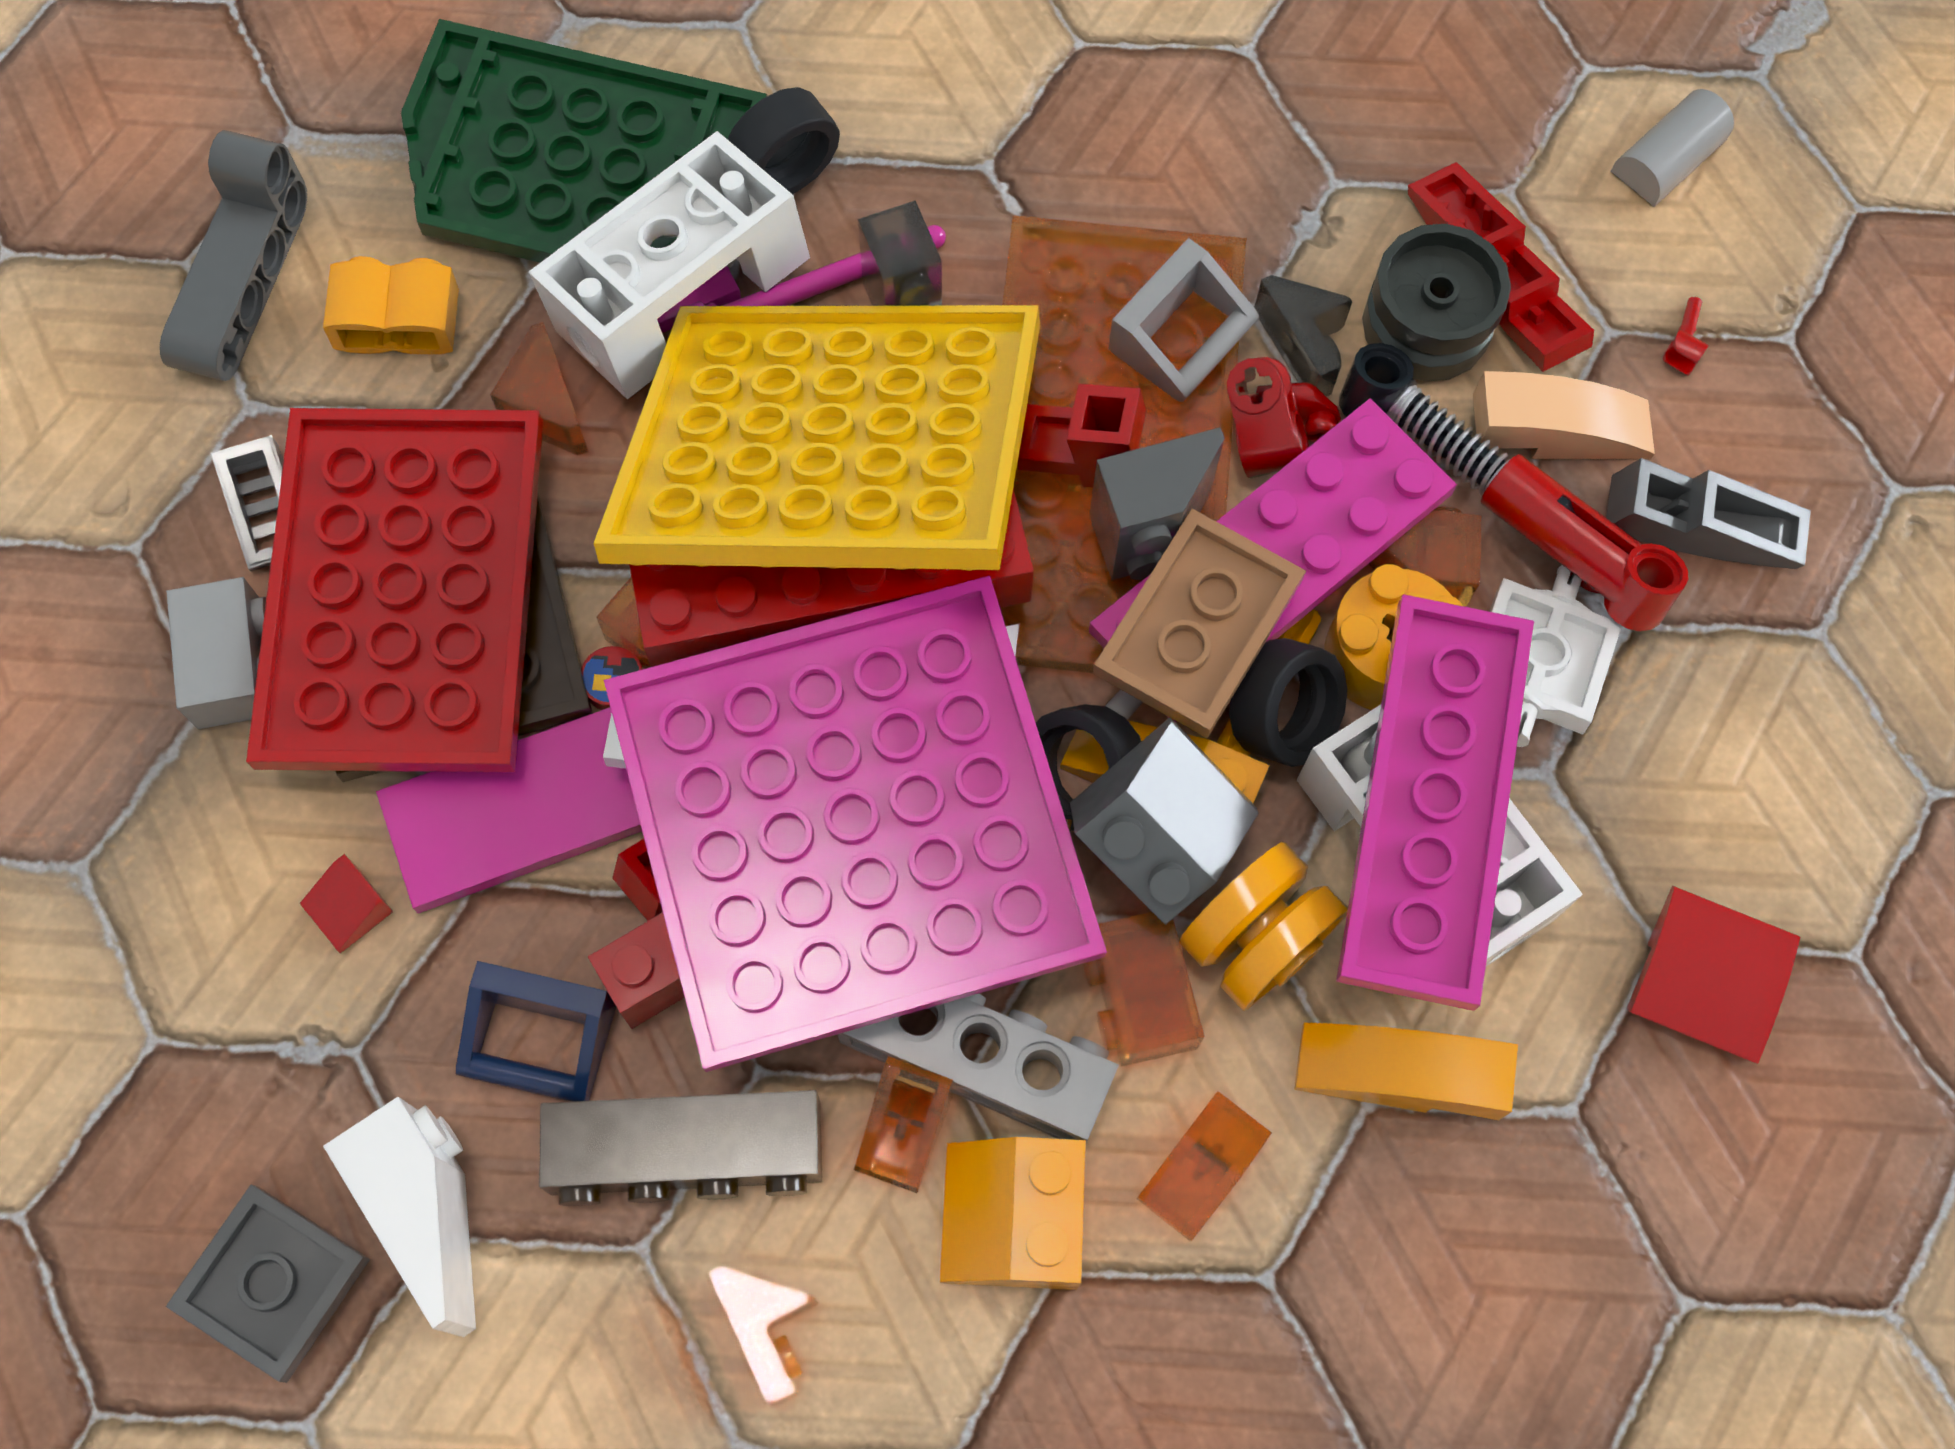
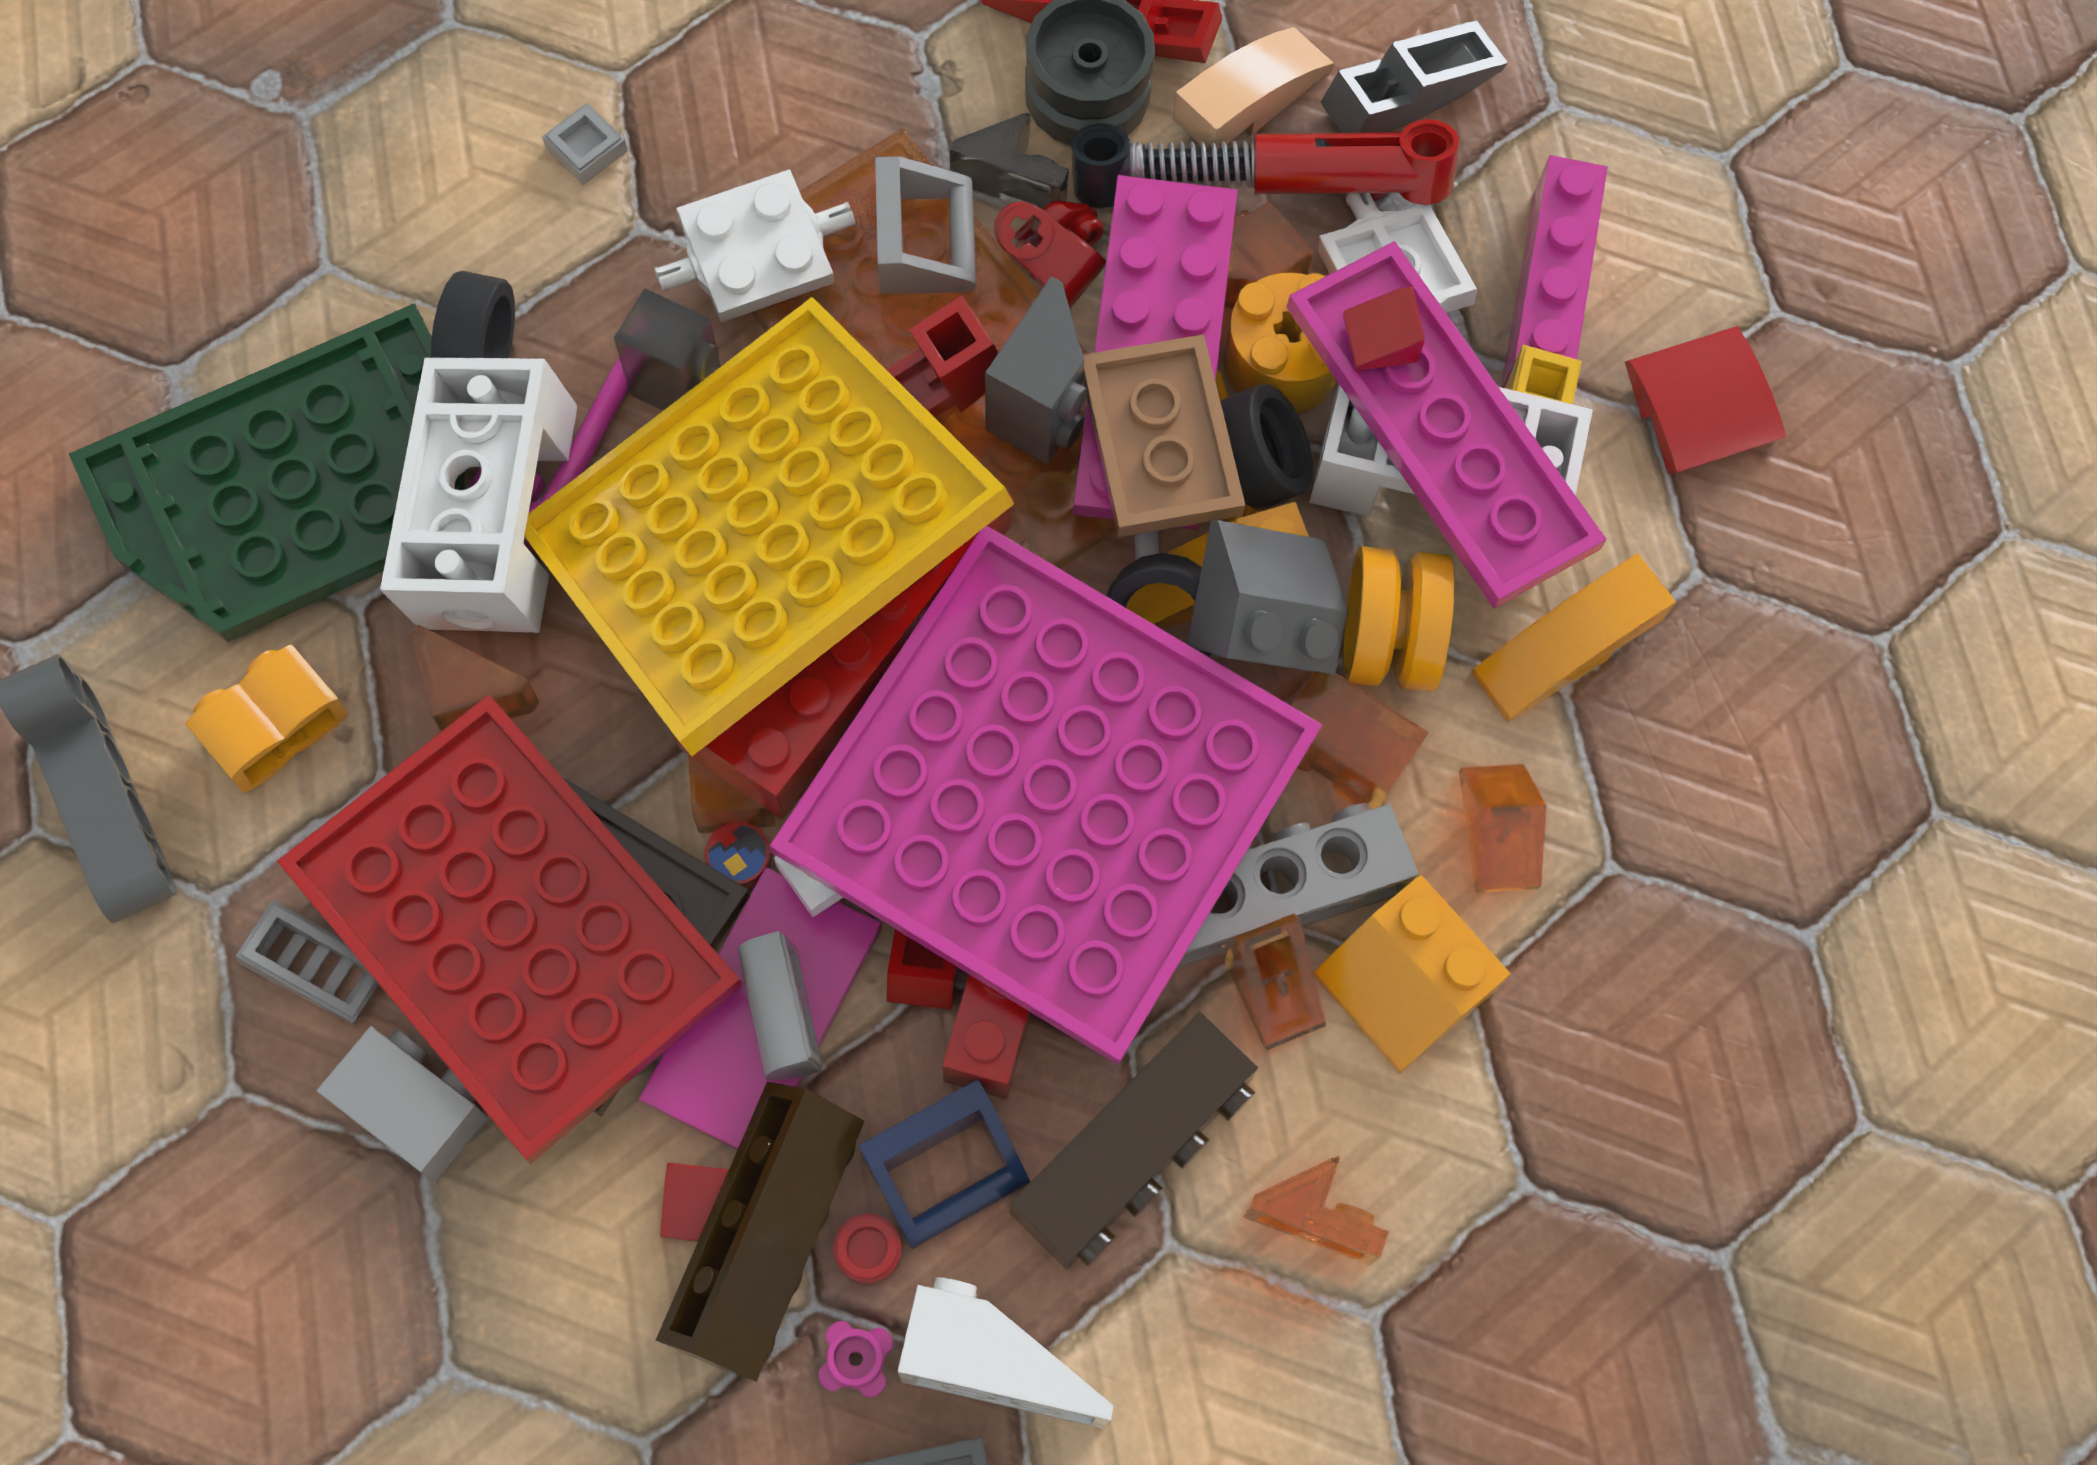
camera: 45 degrees left, 0 degrees up
(321, 1110) = (846, 1341): none -> dark pink plate
(356, 962) = (761, 1230): none -> dark brown brick
(426, 1045) = (867, 1249): none -> red tile
(525, 812) = (779, 1007): none -> light grey brick
(1003, 73) = (585, 143): none -> light grey tile
(1045, 239) = (755, 246): none -> white plate
(1448, 683) = (1385, 330): none -> red slope
(1574, 837) = (1545, 374): none -> yellow slope
(1670, 769) = (1557, 259): none -> dark pink brick

